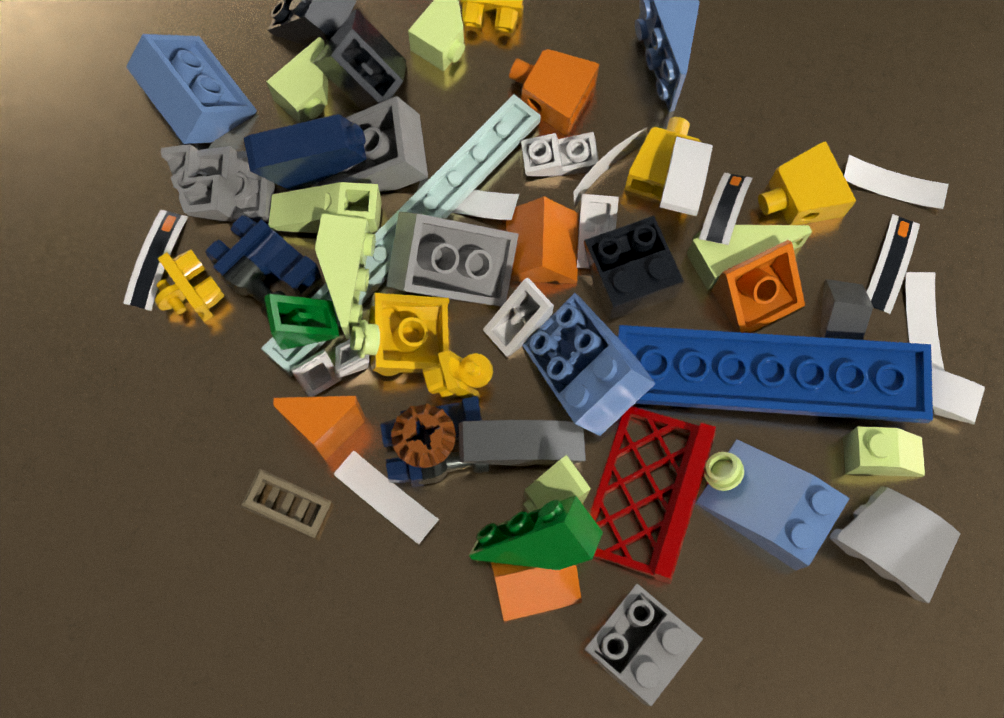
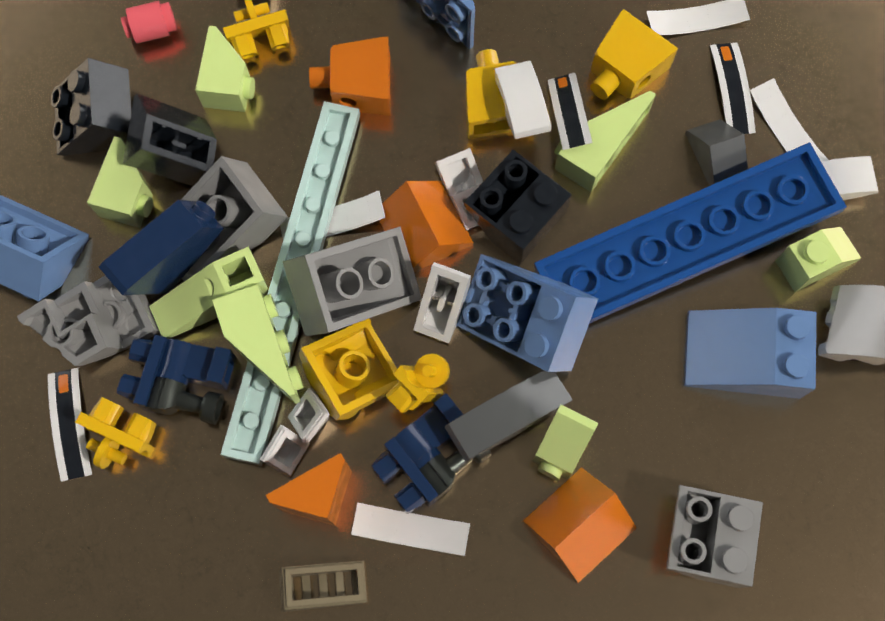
camera: 25 degrees left, 0 degrees up
(300, 320) = (246, 409): green slope -> none
(365, 338) = (316, 395): yellowish green plate -> none
(415, 452) = (421, 474): dark orange gear -> none
(546, 538) = (578, 489): green slope -> none
(559, 157) = (396, 137): white slope -> none
(617, 153) = (447, 106): white sticker -> none
(681, 501) = (674, 391): red fence -> none
(724, 471) = (696, 345): yellowish green plate -> none
(760, 289) = (638, 168): orange slope -> none

